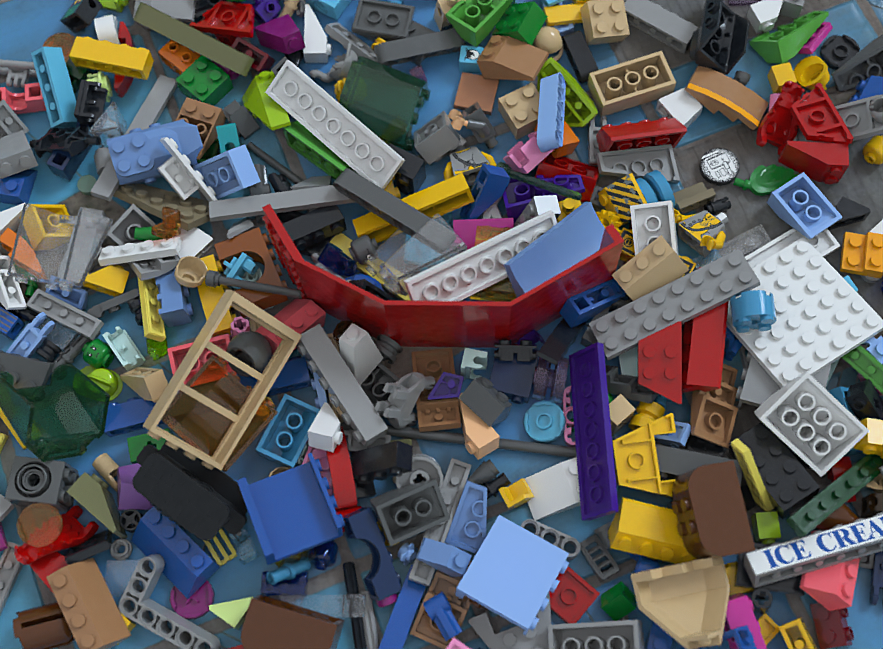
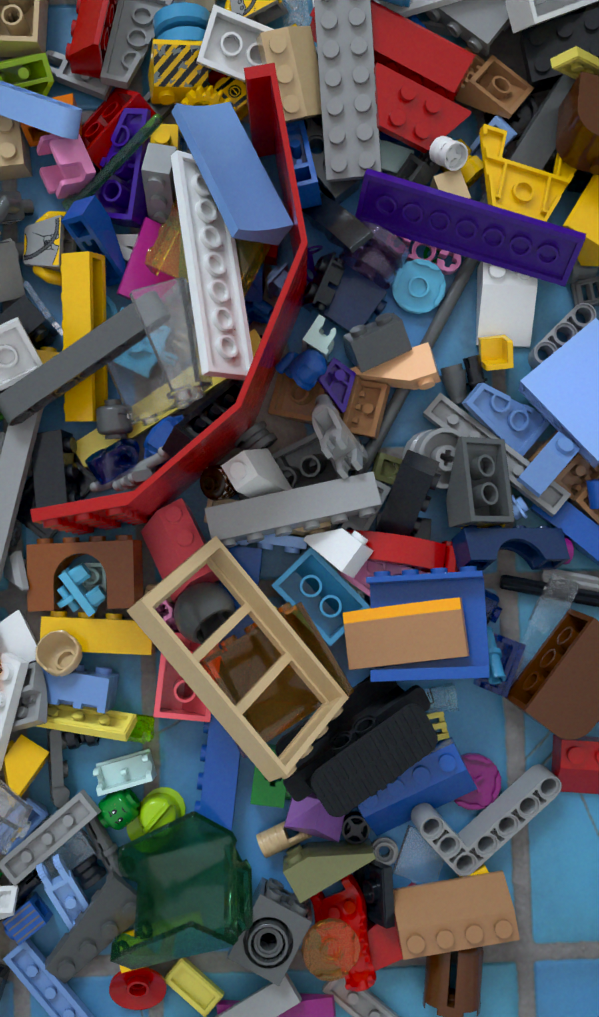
camera: 75 degrees left, 15 degrees up
(146, 382) = (188, 756): tan slope -> none
(215, 279) = (81, 624): dark grey piece -> none
(232, 612) = (511, 738): yellowish green slope -> none
(279, 493) = (405, 633): none -> medium nougat slope
(425, 176) = (43, 307): none -> clear piece
(446, 358) = (303, 367): none -> blue piece
(637, 400) = (448, 153): none -> white wheel

